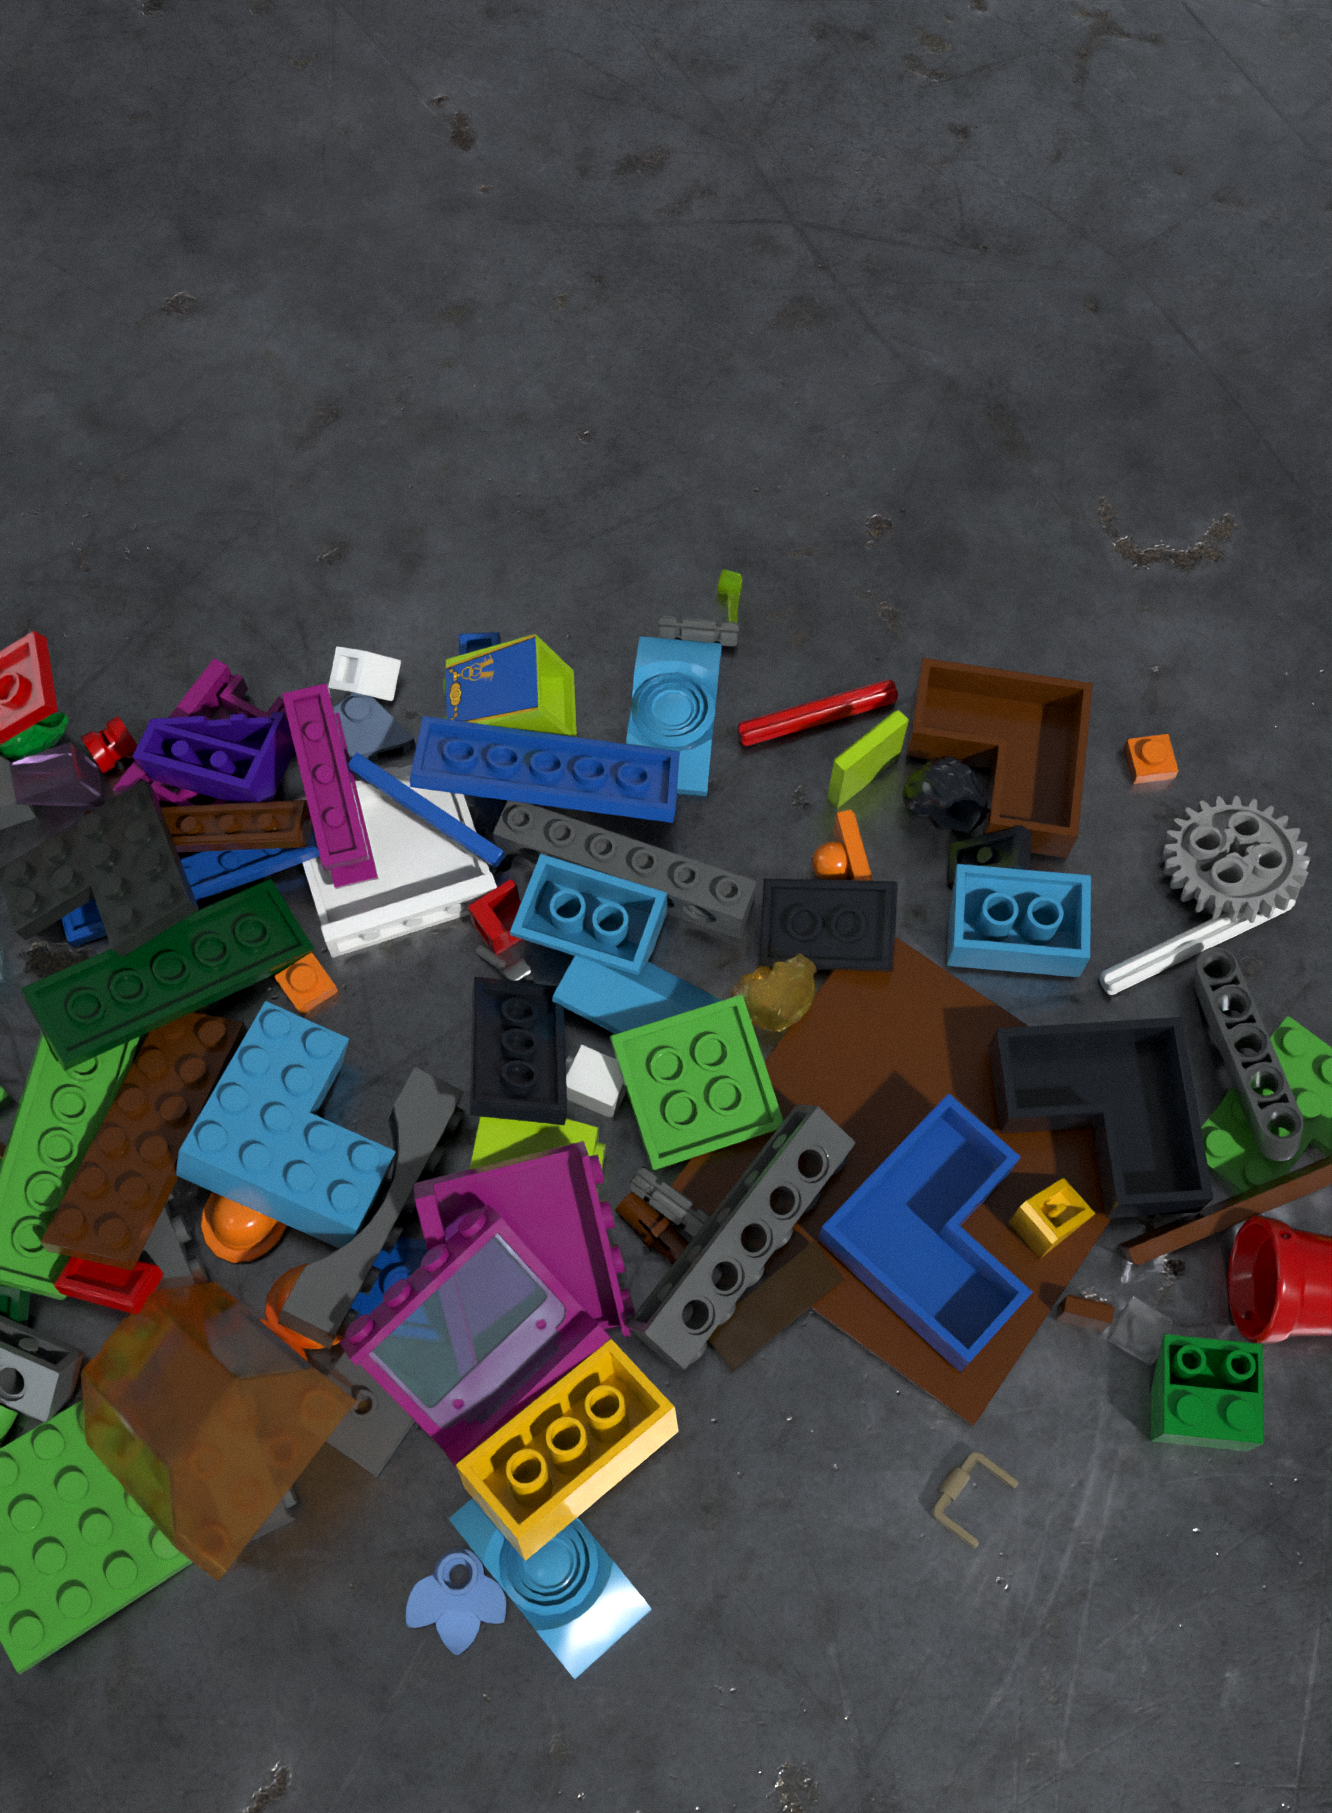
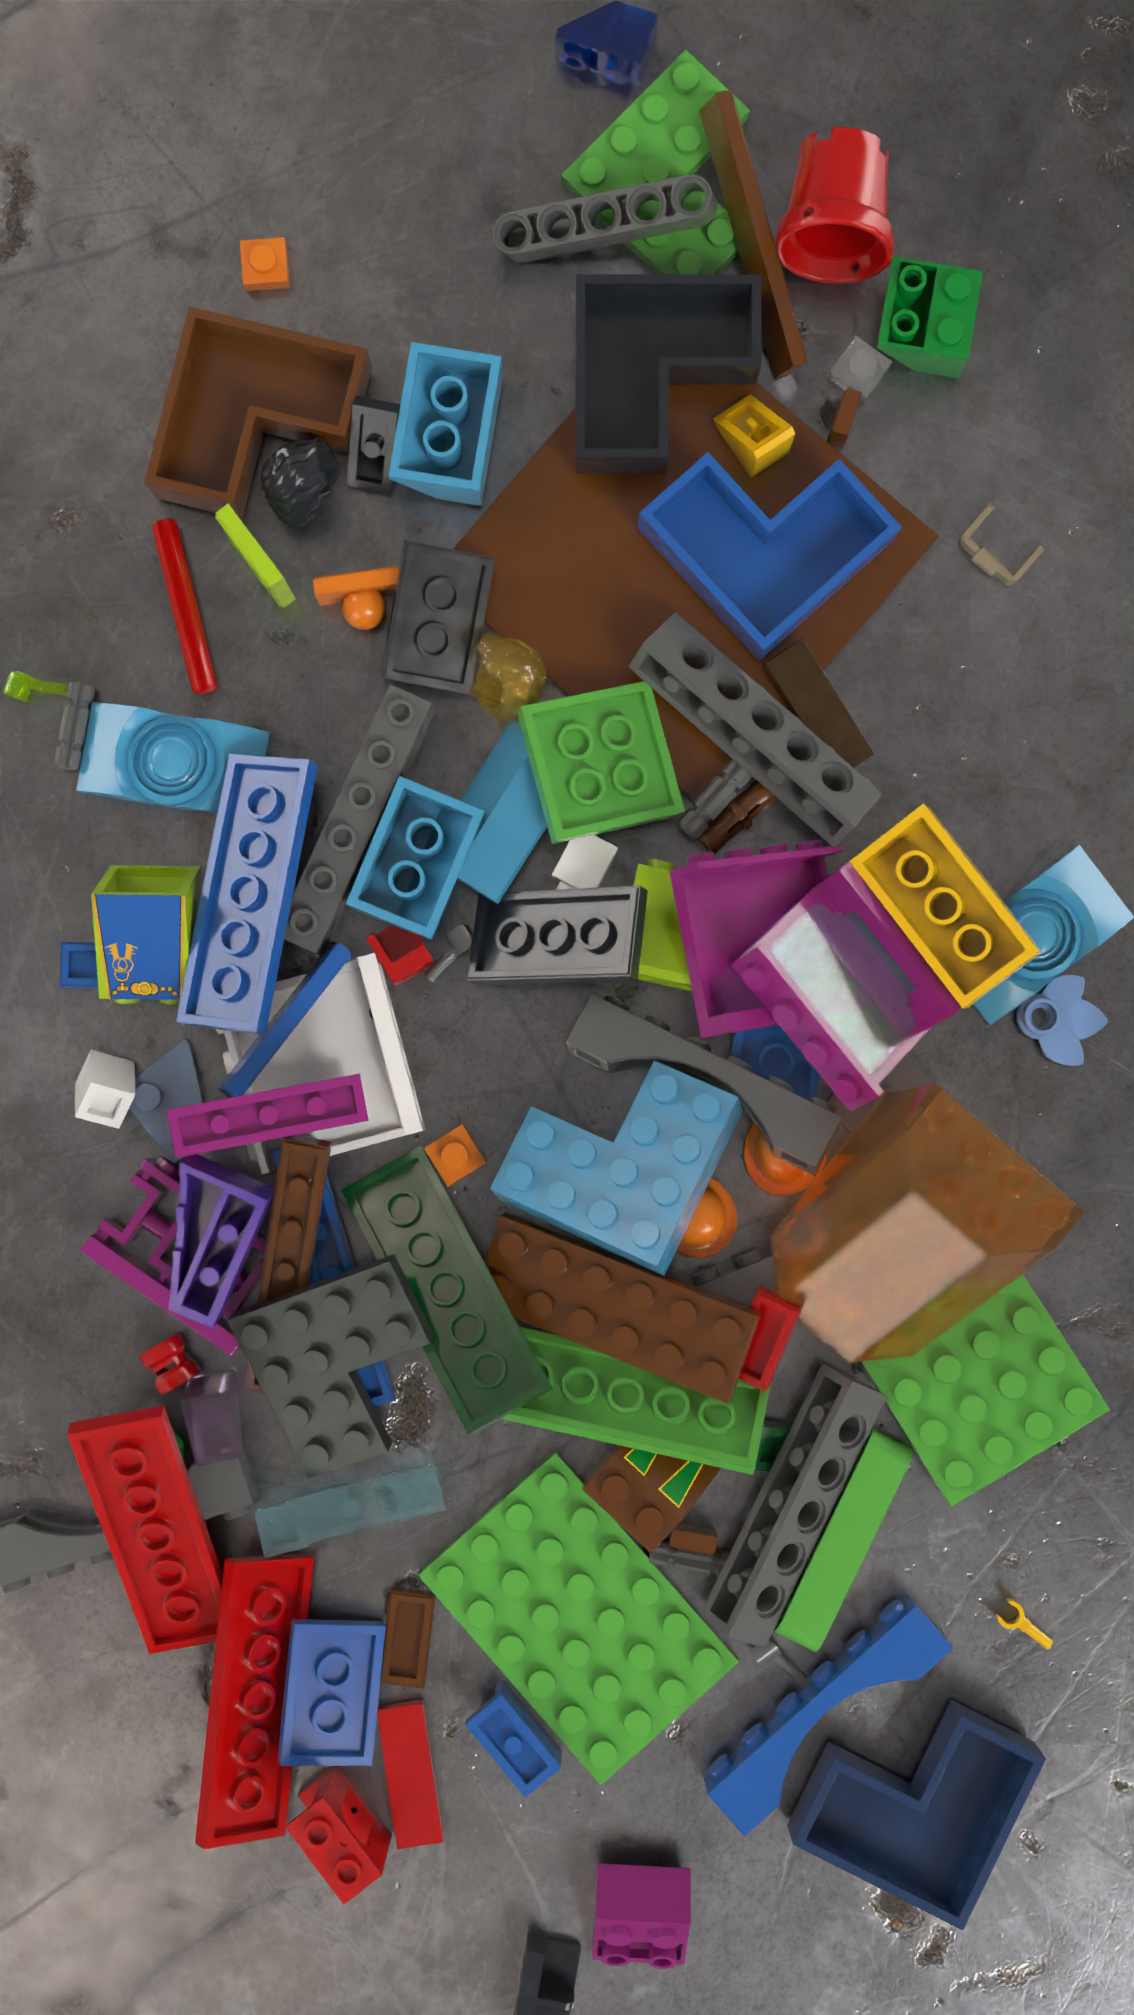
camera: 80 degrees left, 20 degrees up
(1178, 950) = (472, 250): white axle -> none
(1237, 848) = (426, 180): light grey gear -> none

